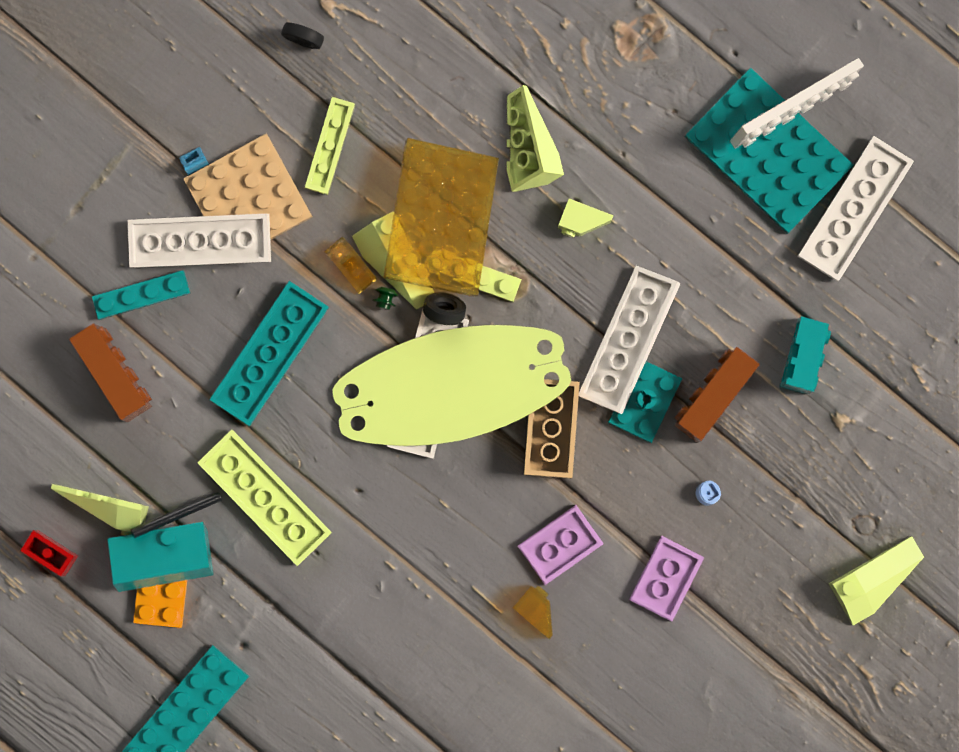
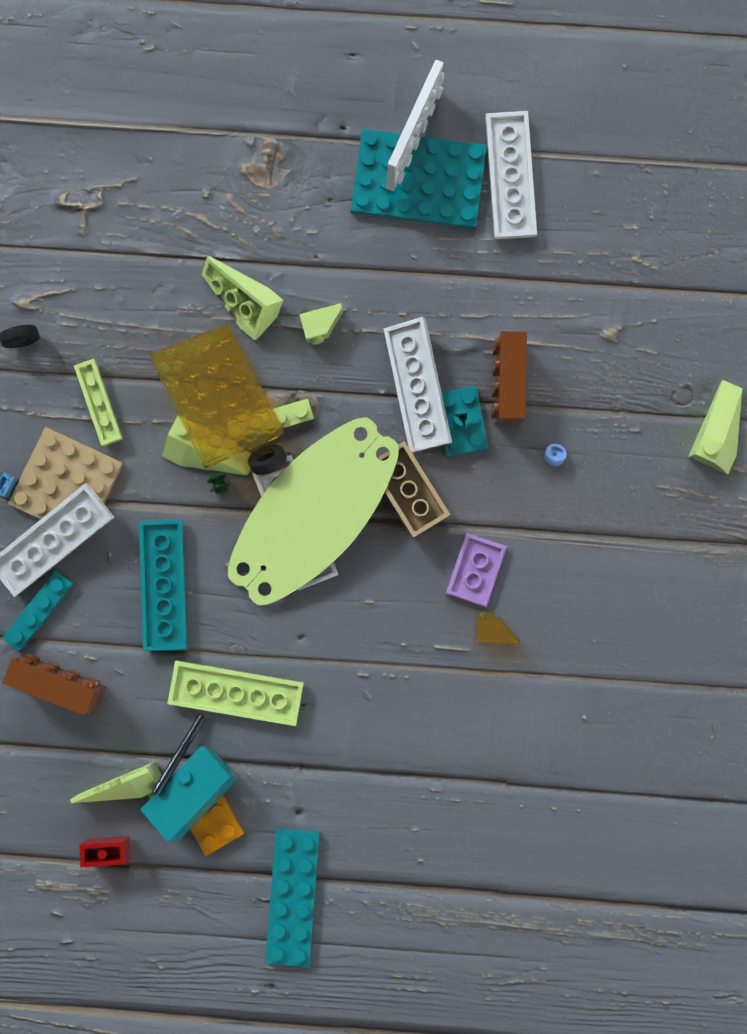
camera: 30 degrees left, 0 degrees up
(350, 265) = (176, 477): clear yellow slope -> none
(666, 578) = (570, 538): lavender tile -> none
(805, 356) = (553, 305): teal wedge -> none

